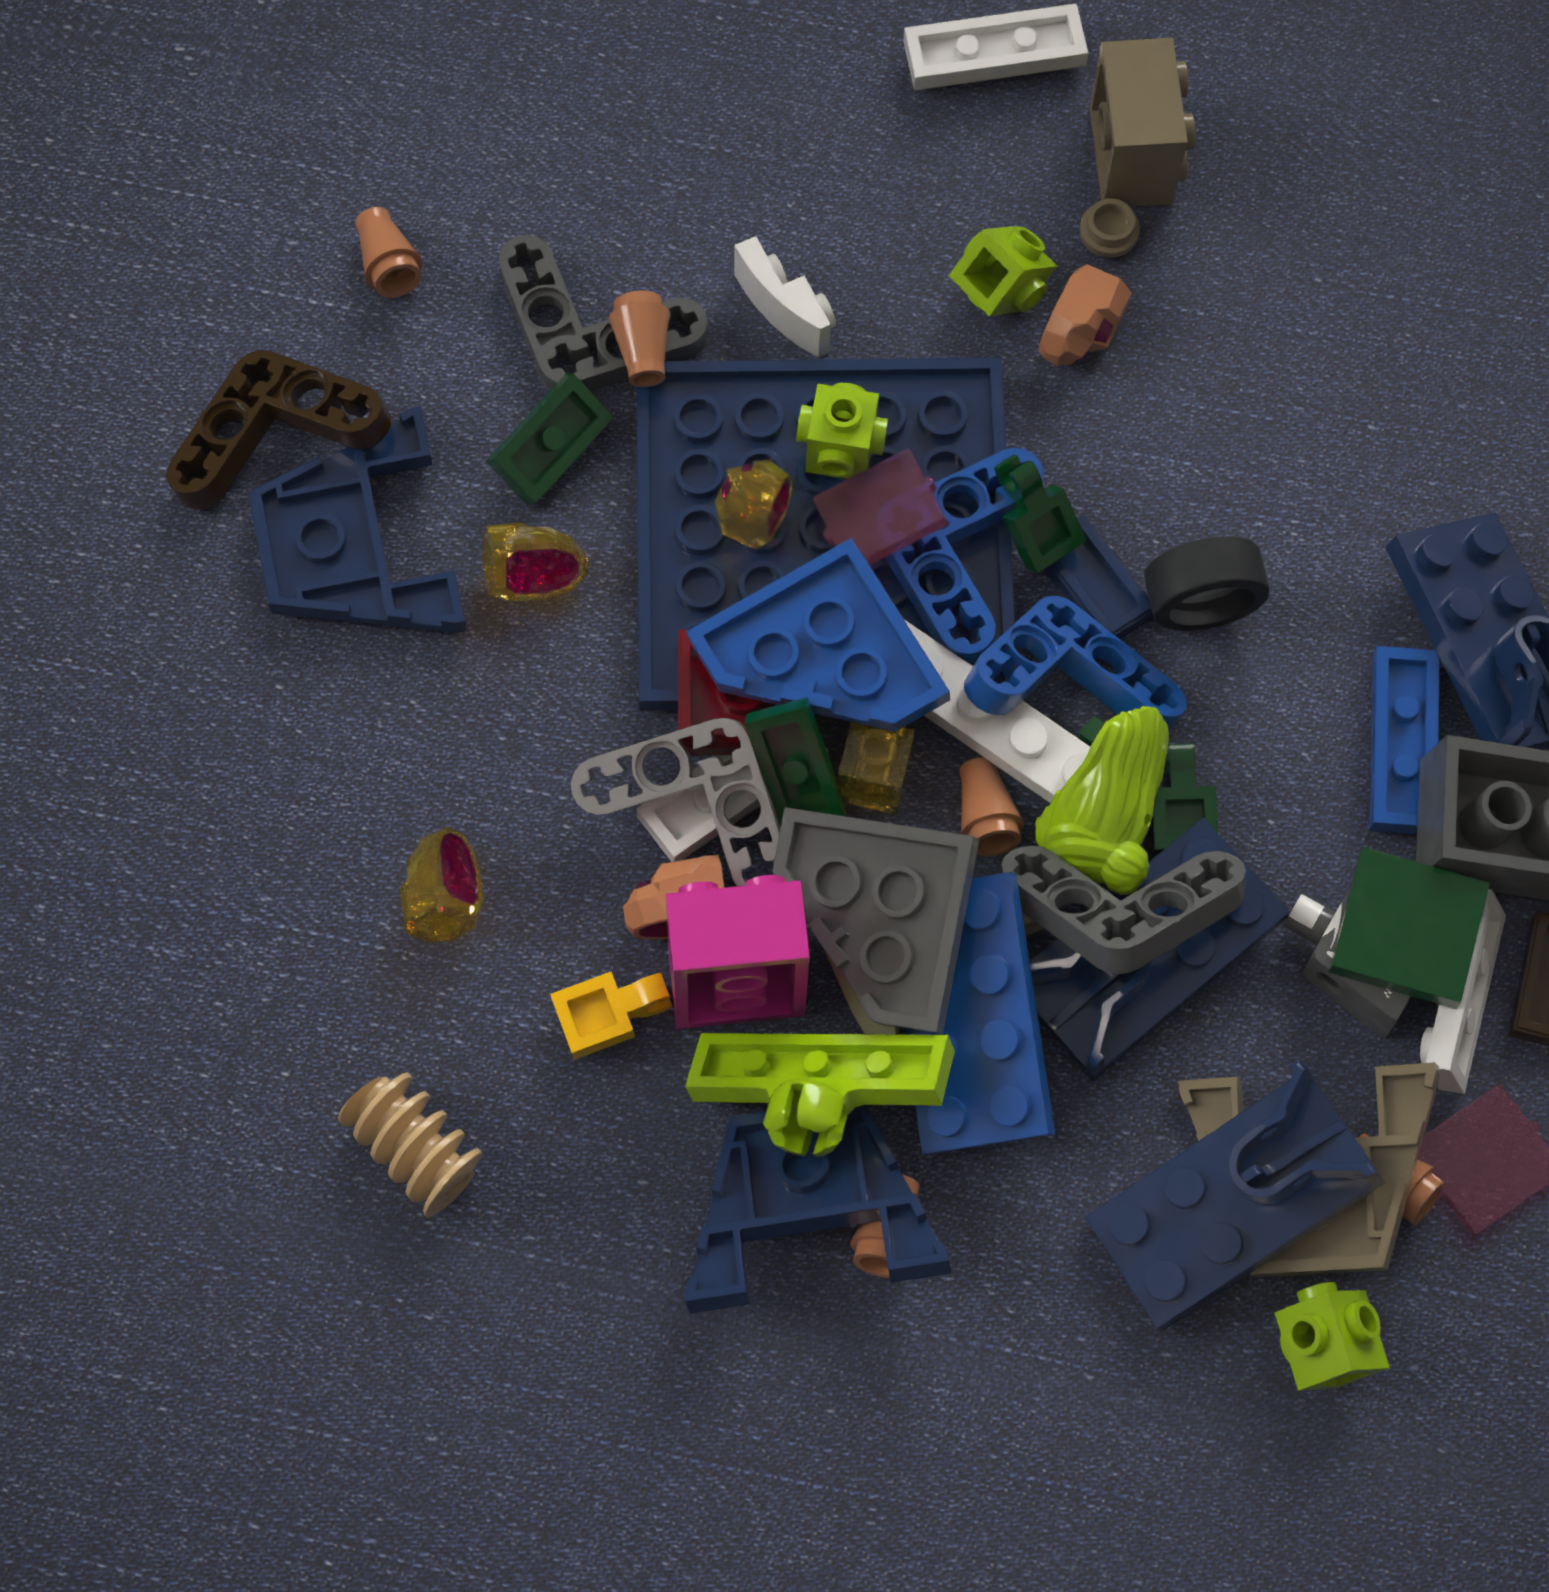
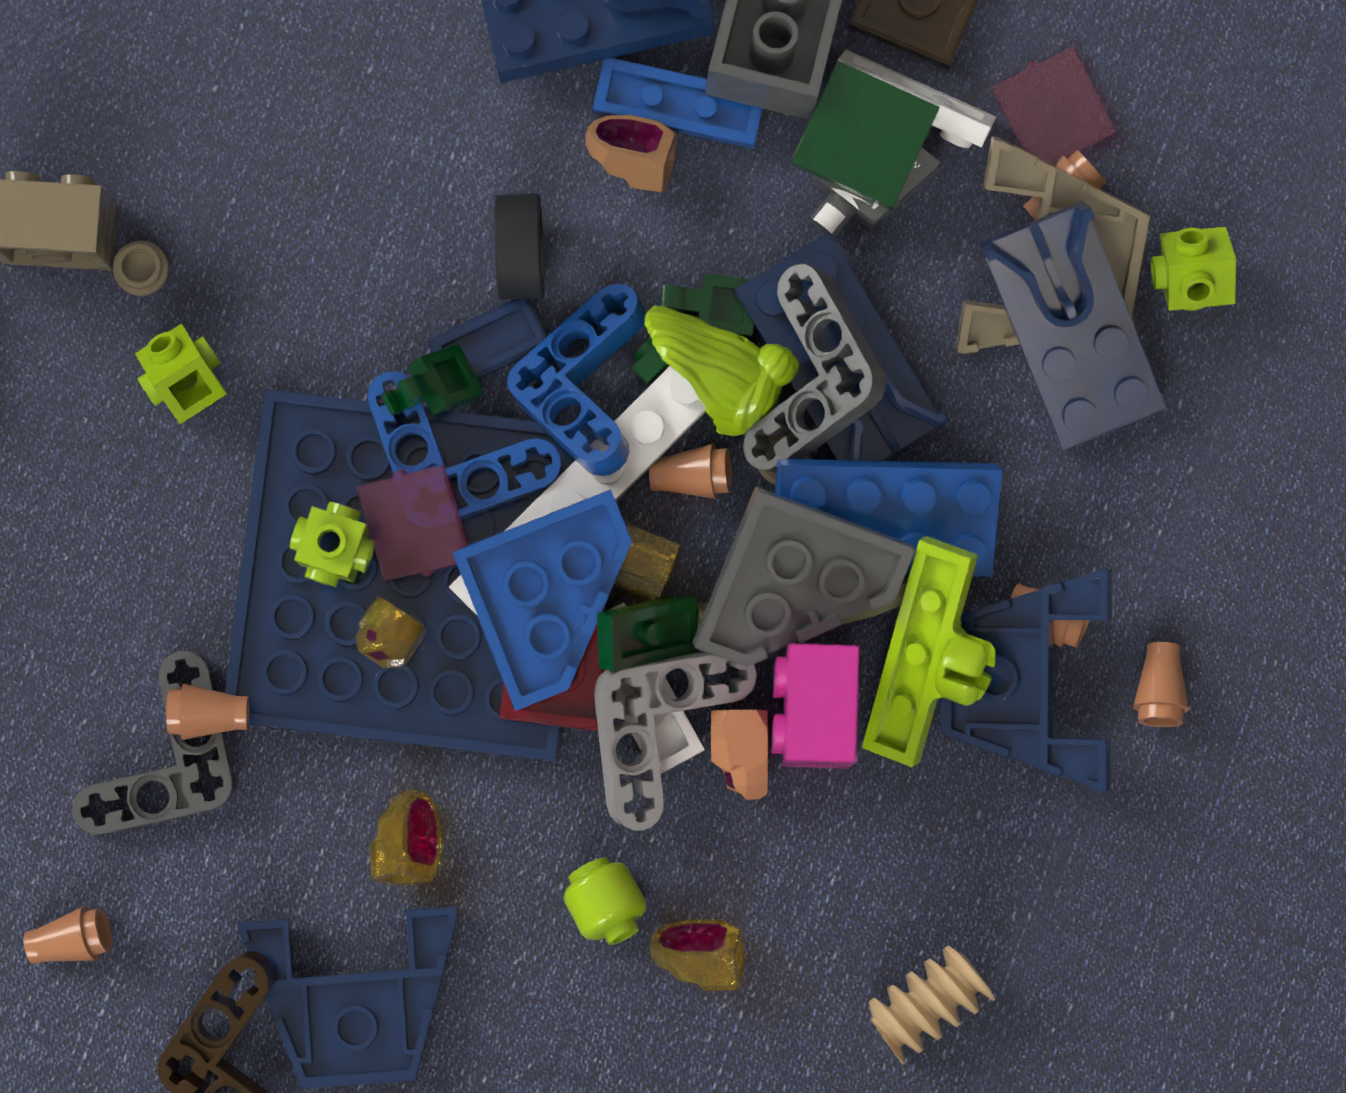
camera: 75 degrees left, 15 degrees up
(489, 774) = (605, 901): none -> lime head
(549, 439) = (285, 808): dark green plate -> none
(598, 1013) = (833, 832): yellow plate -> none
(787, 306) = (187, 568): white slope -> none
(819, 1368) = (1161, 689): none -> nougat cone
(1084, 316) = (233, 307): nougat rock -> none
(1339, 697) = (634, 150): none -> medium nougat rock

